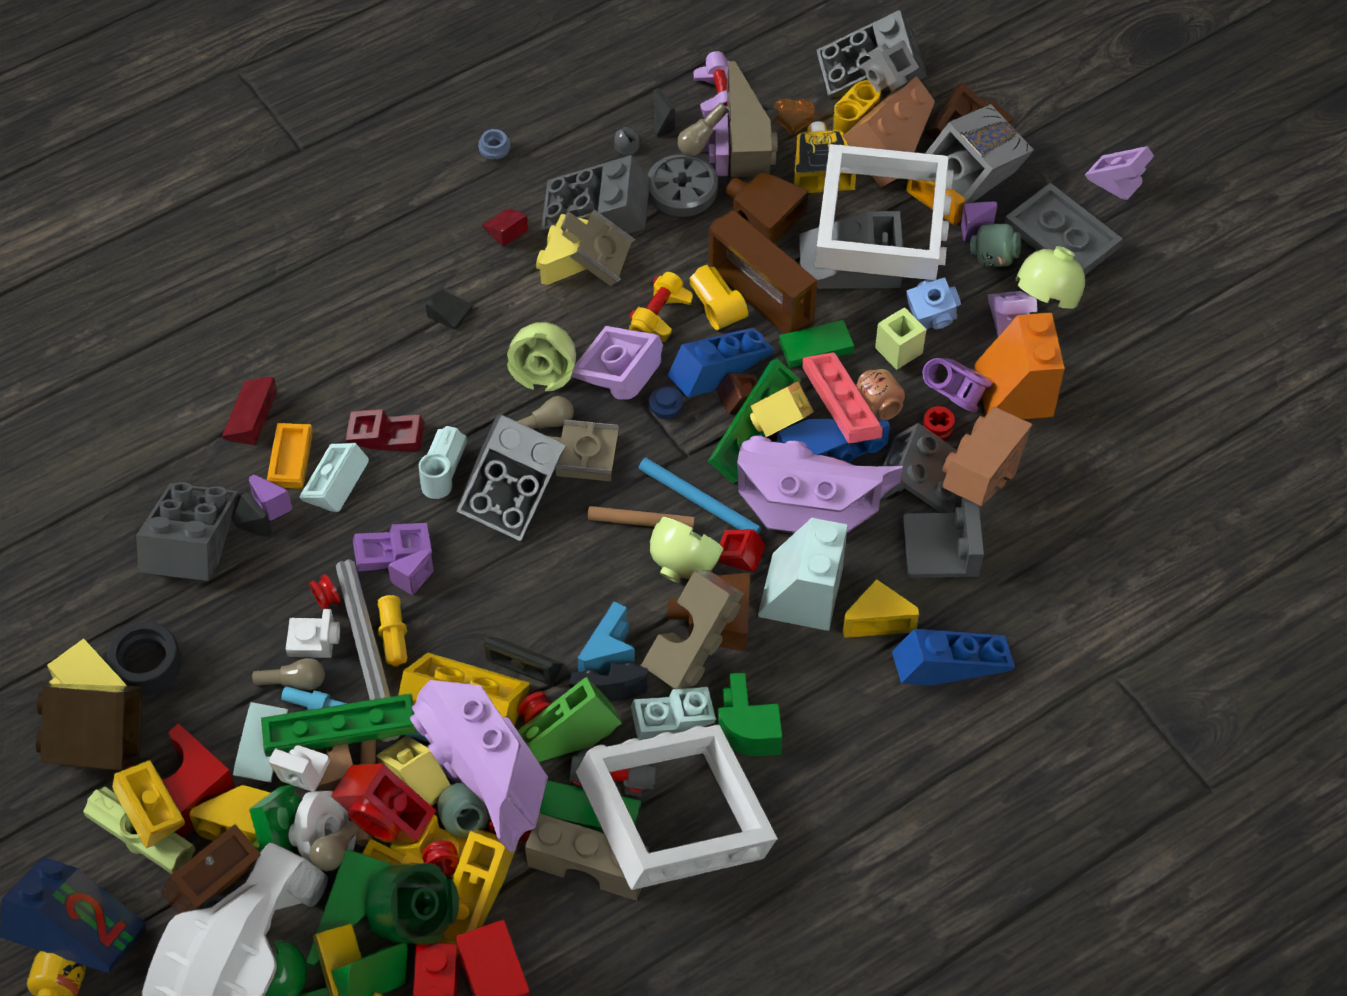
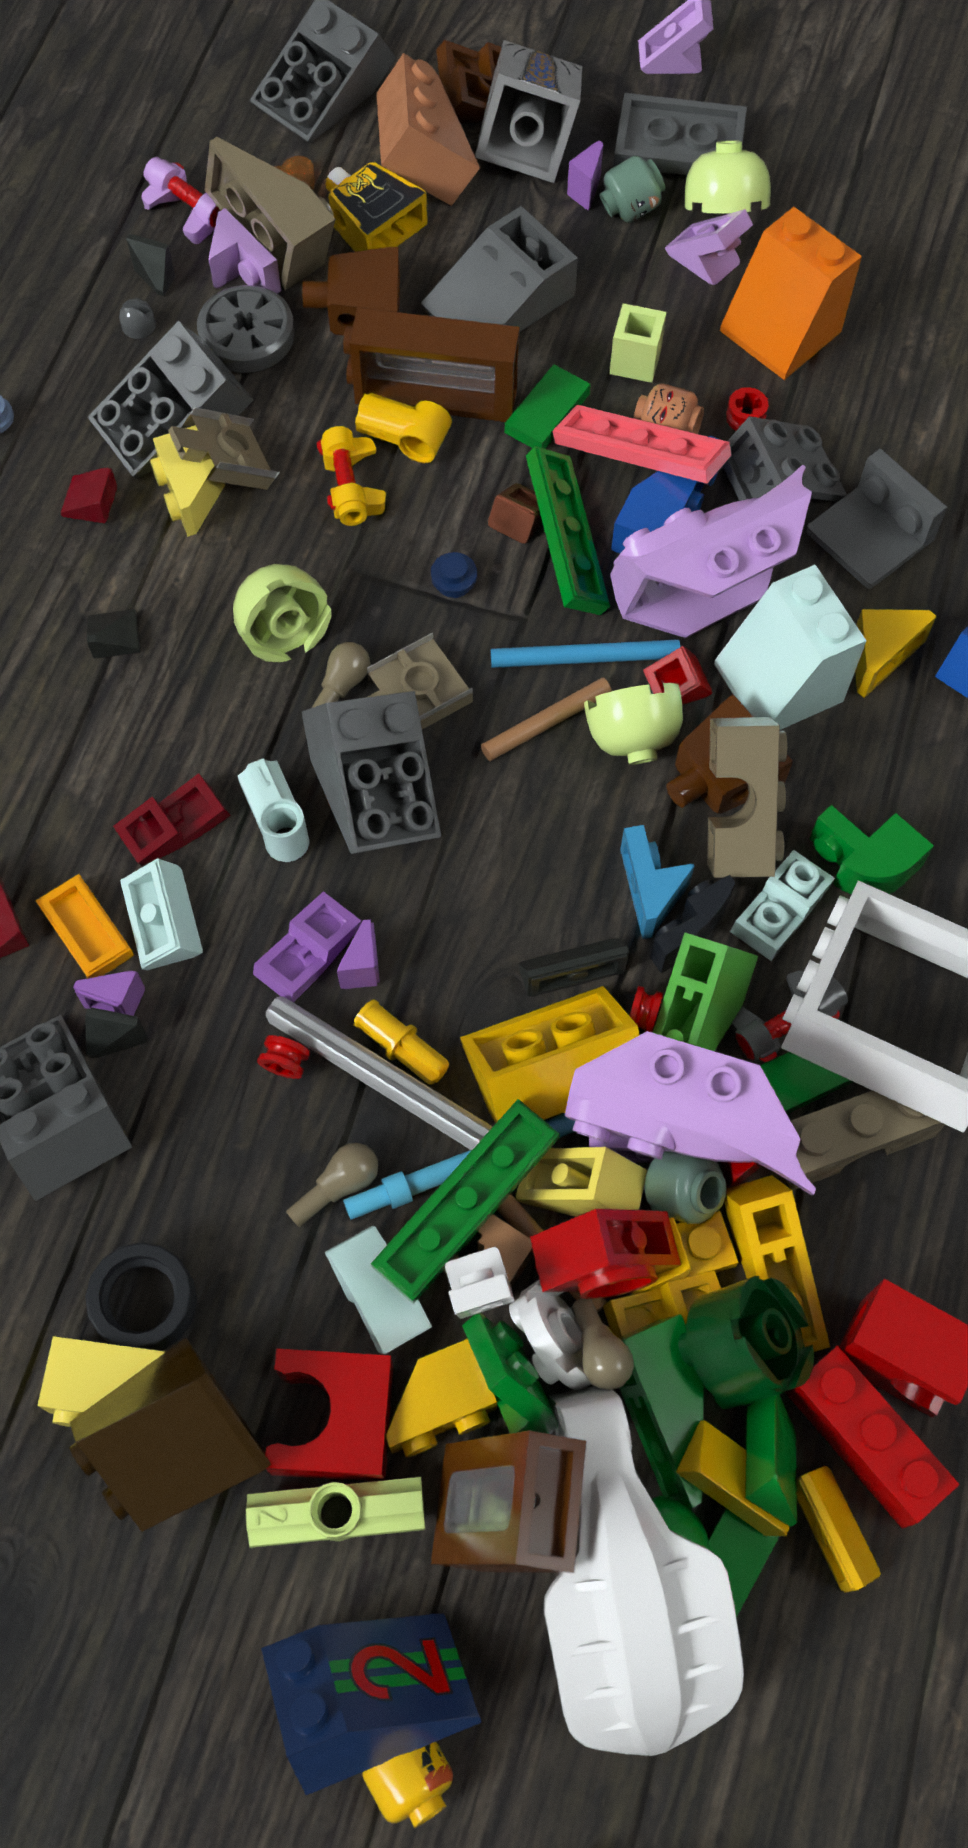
camera: 40 degrees left, 10 degrees up
(147, 803) = (336, 1477): yellow slope -> none
(312, 636) = (315, 1117): white bracket -> none
(443, 855) = (721, 1261): red bush -> none
(620, 361) = (366, 560): lavender slope -> none
(695, 137) = (223, 262): dark tan piece -> none
(706, 362) = (468, 492): blue slope -> none
(780, 409) = (595, 496): light yellow slope -> none
(855, 106) = (358, 131): yellow beam -> none
(881, 258) = (540, 274): white window -> none
(889, 66) = (369, 56): light grey brick -> none
(925, 191) = (522, 174): light orange tile -> none
(934, 303) = (633, 281): light blue brick -> none
(962, 384) = (742, 352): medium lavender piece -> none
(986, 456) = (861, 402): nougat wedge -> none

